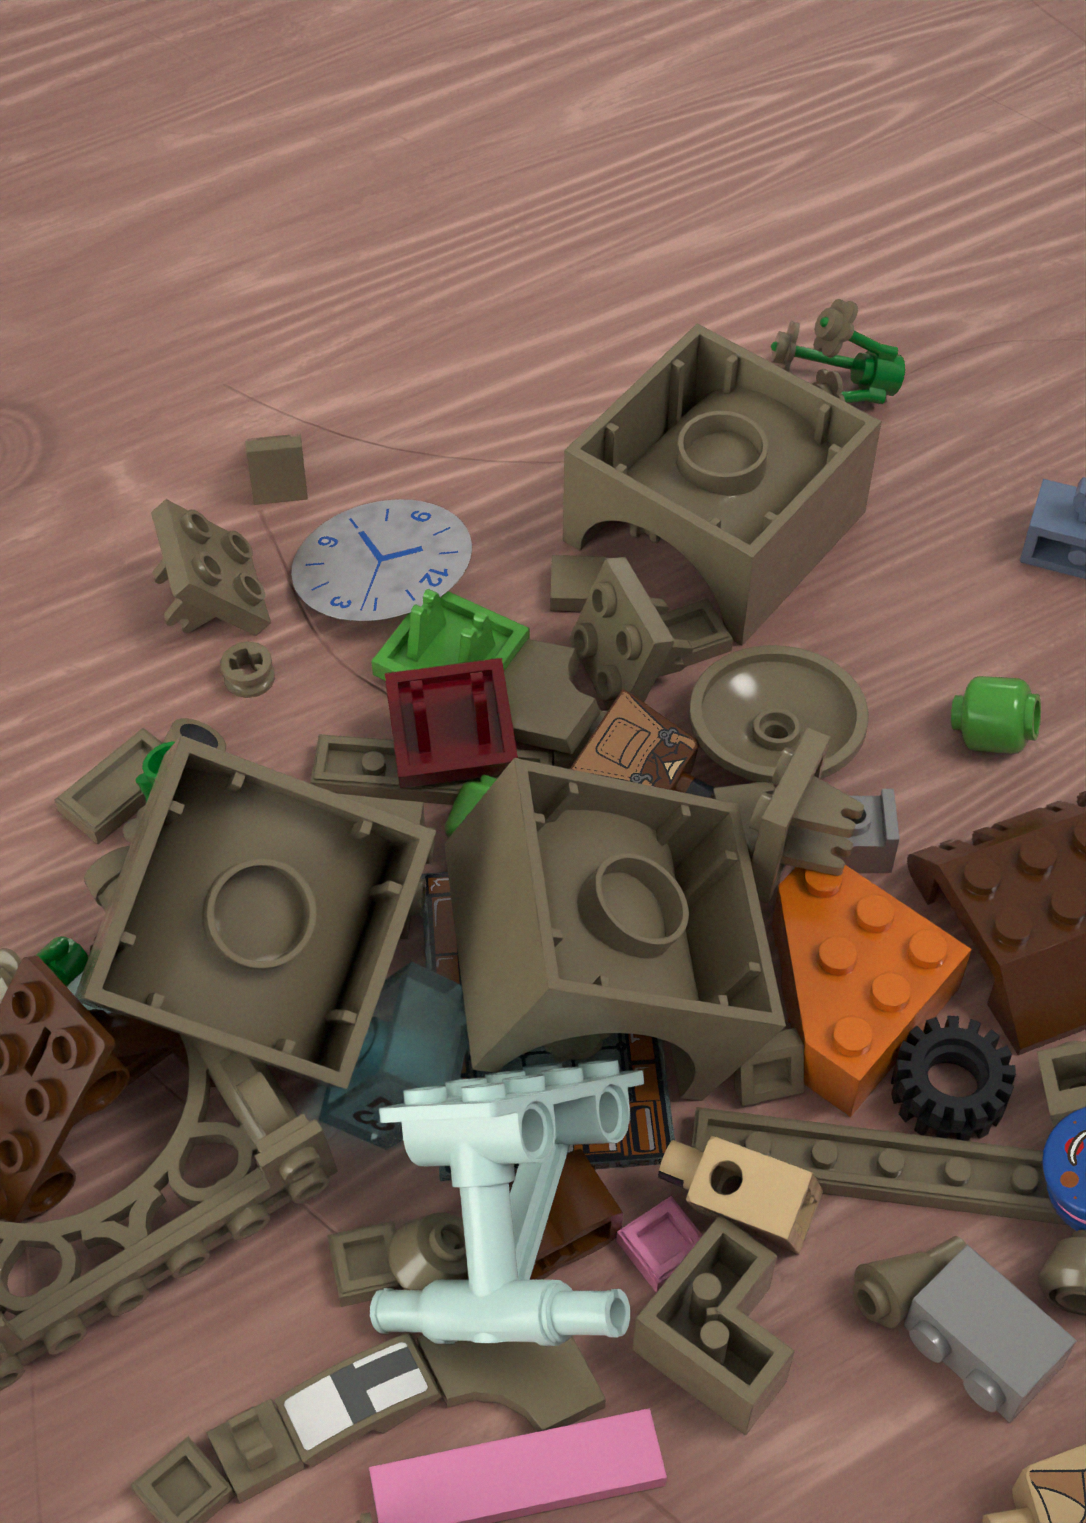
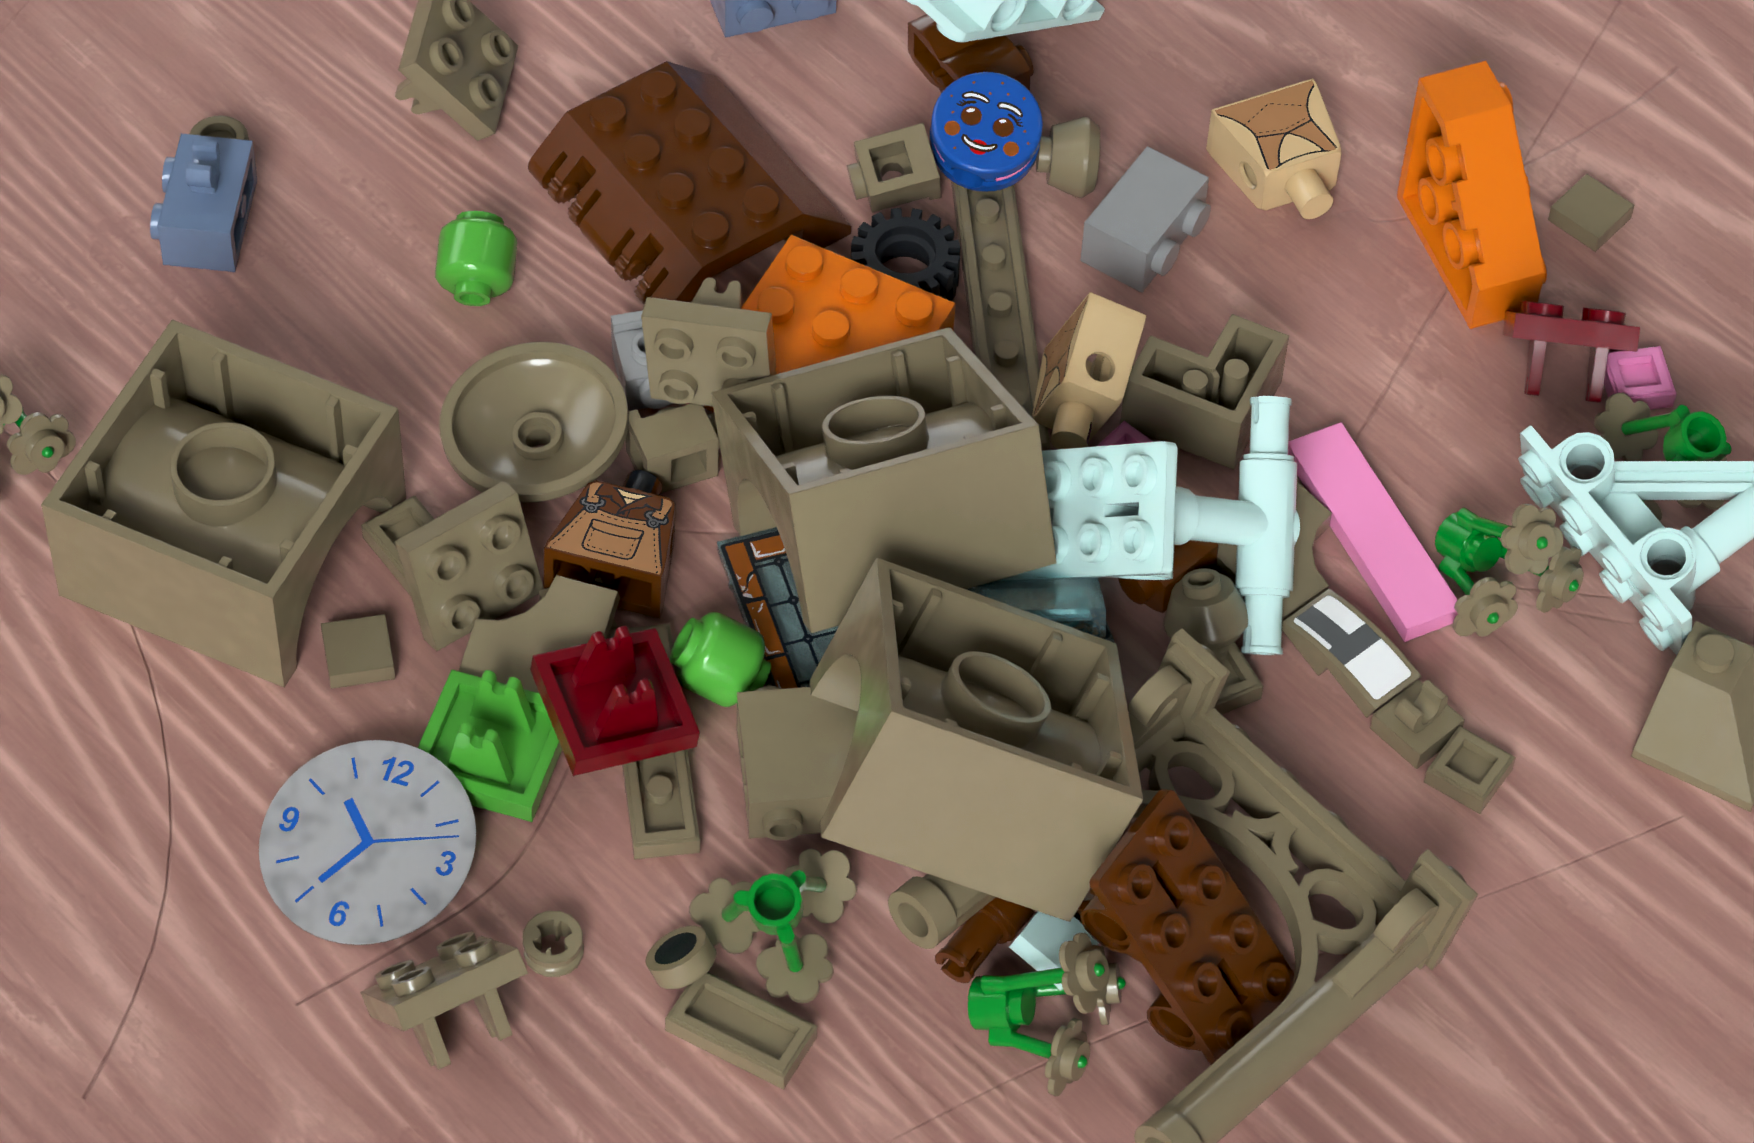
camera: 105 degrees left, 0 degrees up
(276, 469) = (229, 981): dark tan slope -> none
(888, 1285) = (1111, 279): dark tan cone -> none

